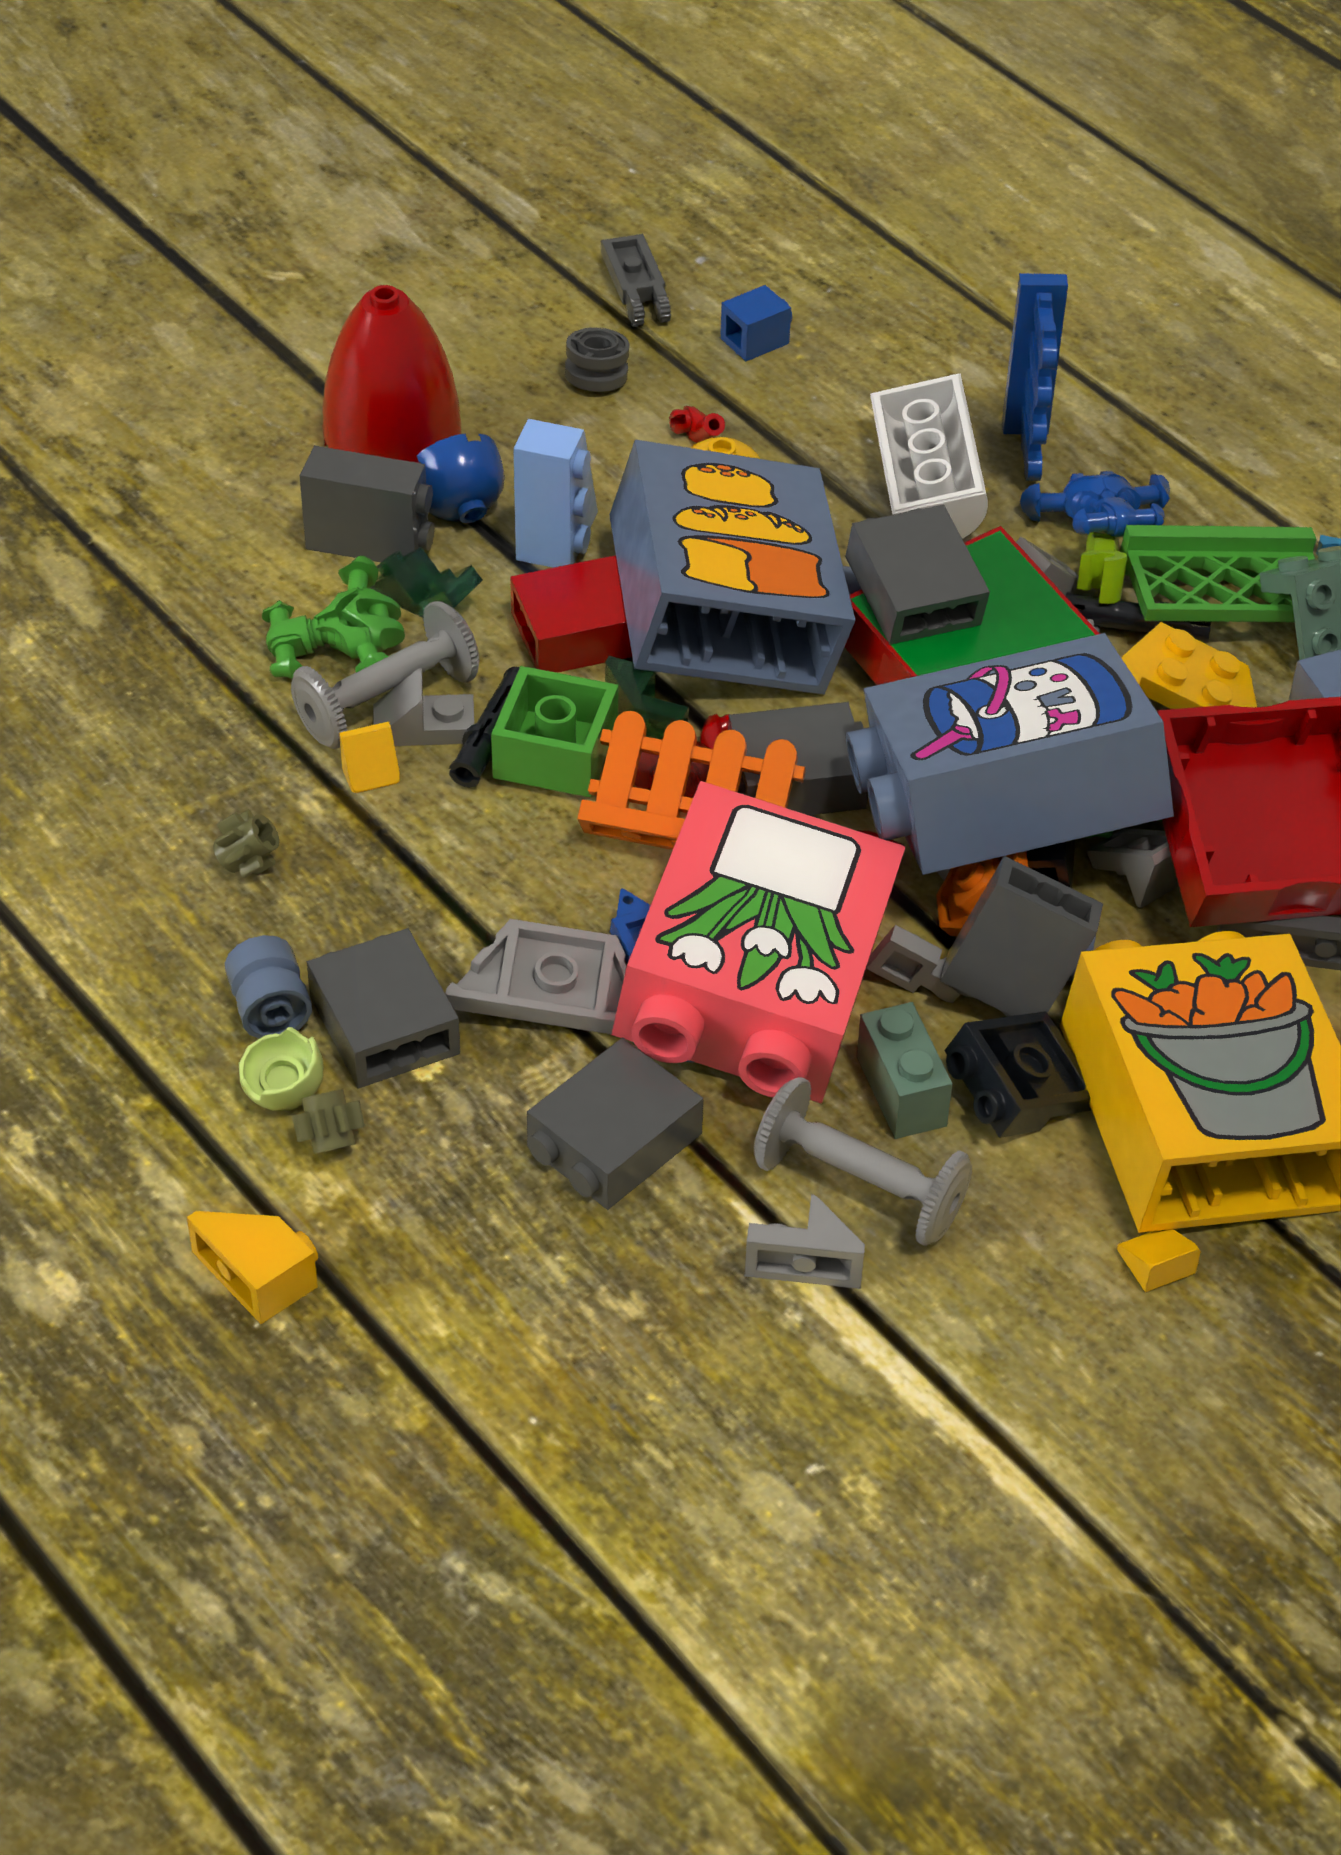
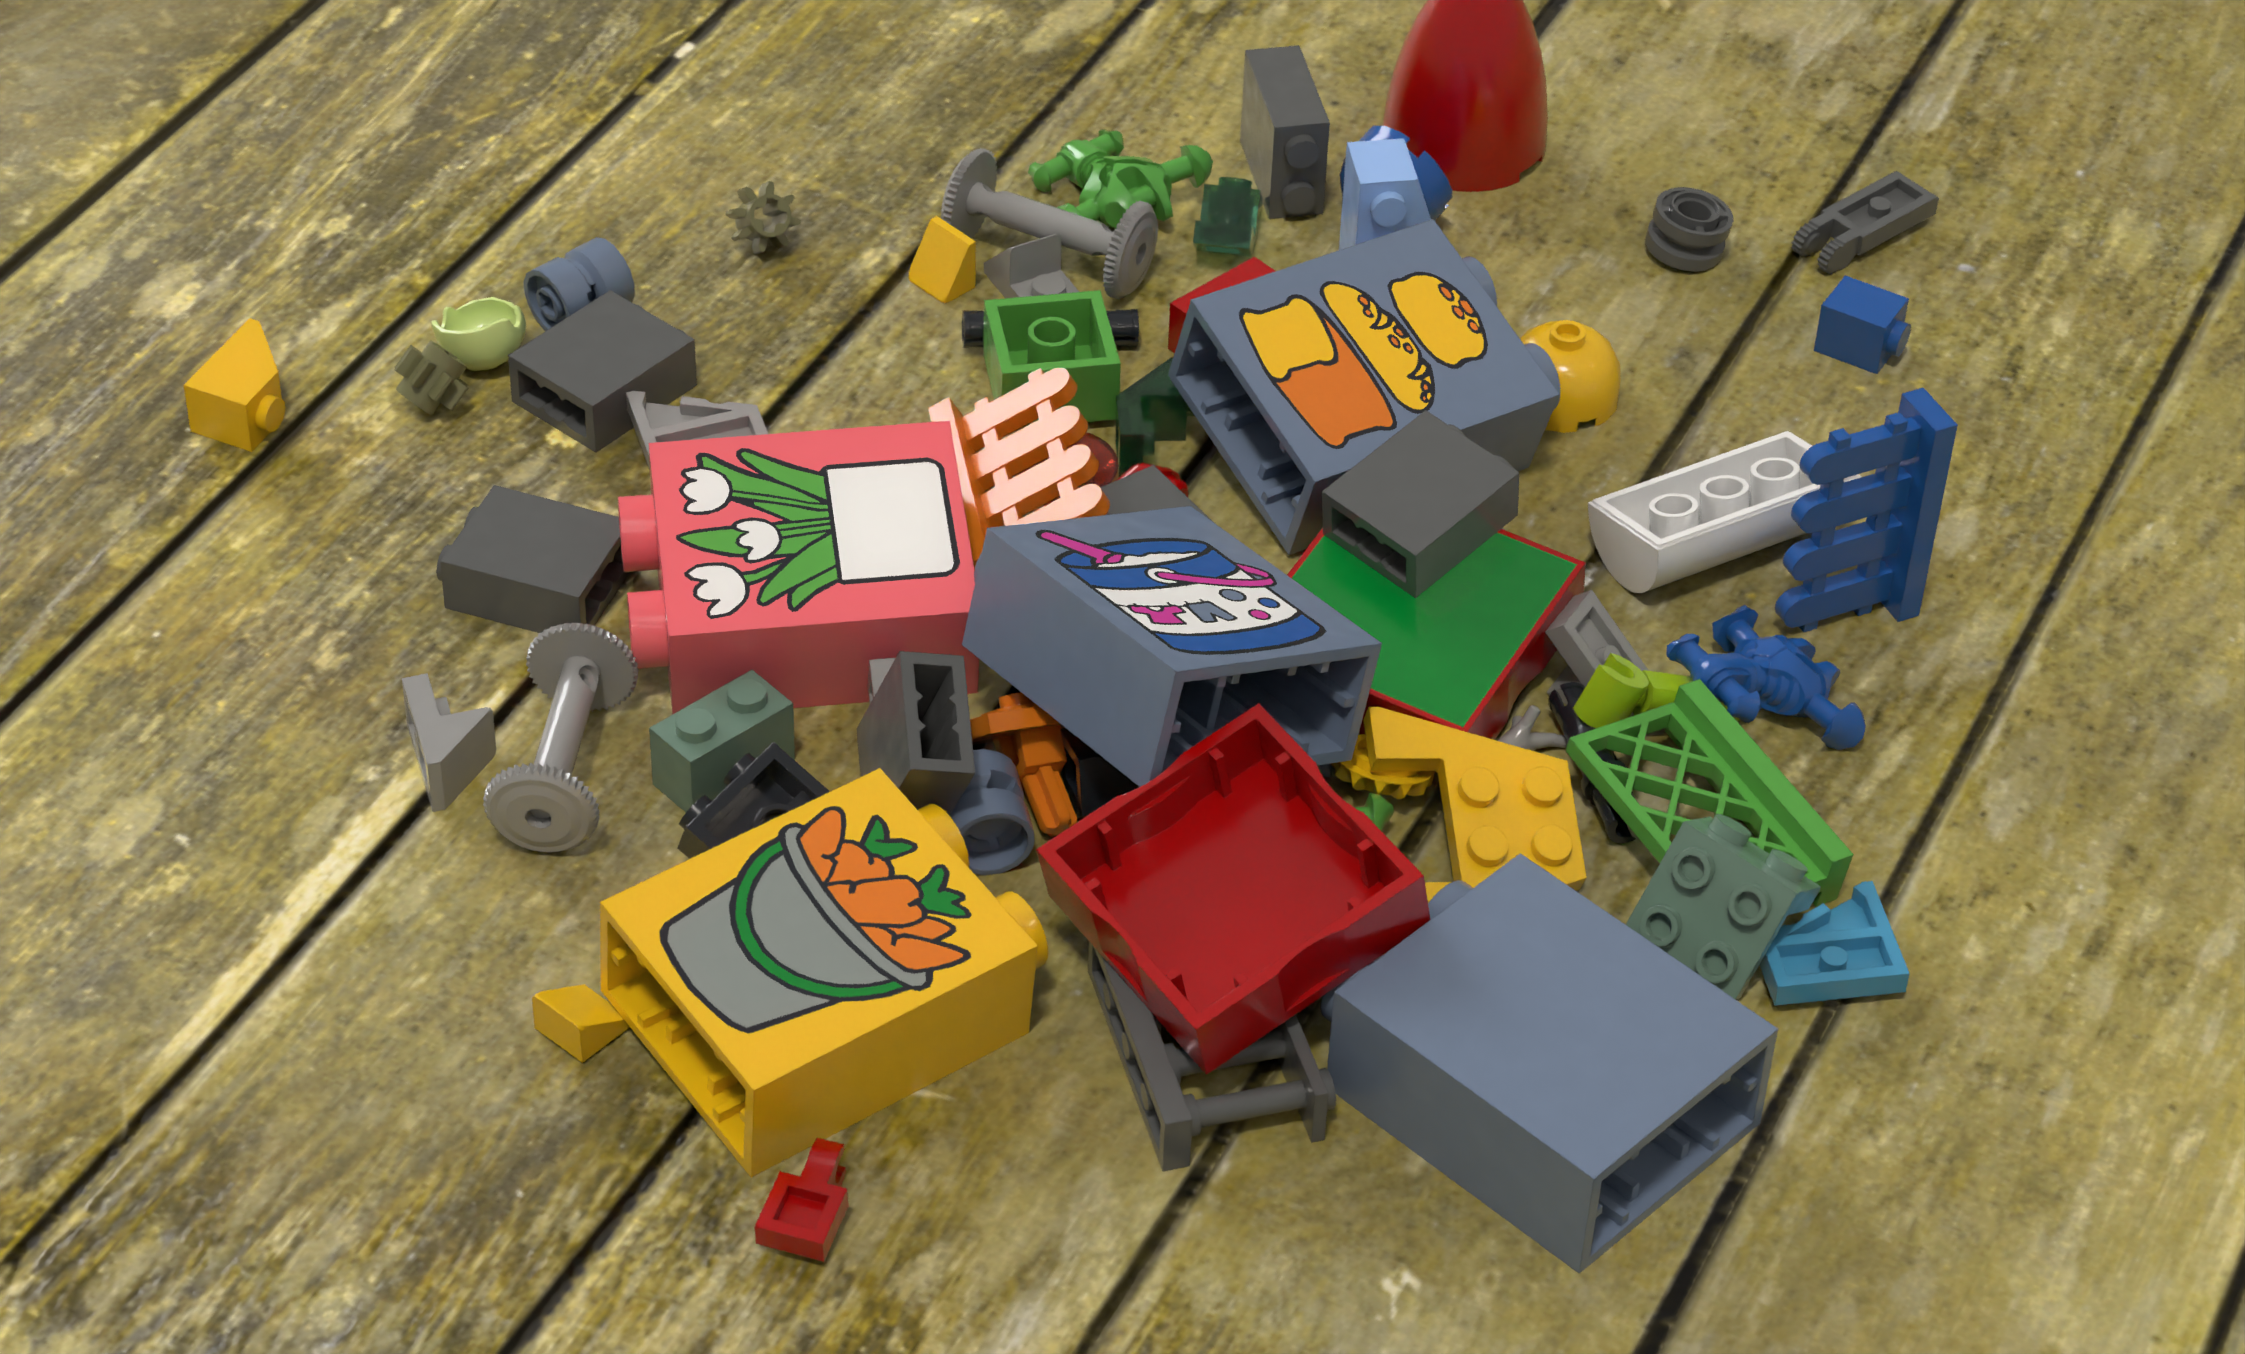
camera: 65 degrees right, 5 degrees down
(696, 424) = (1646, 334): red arm -> none

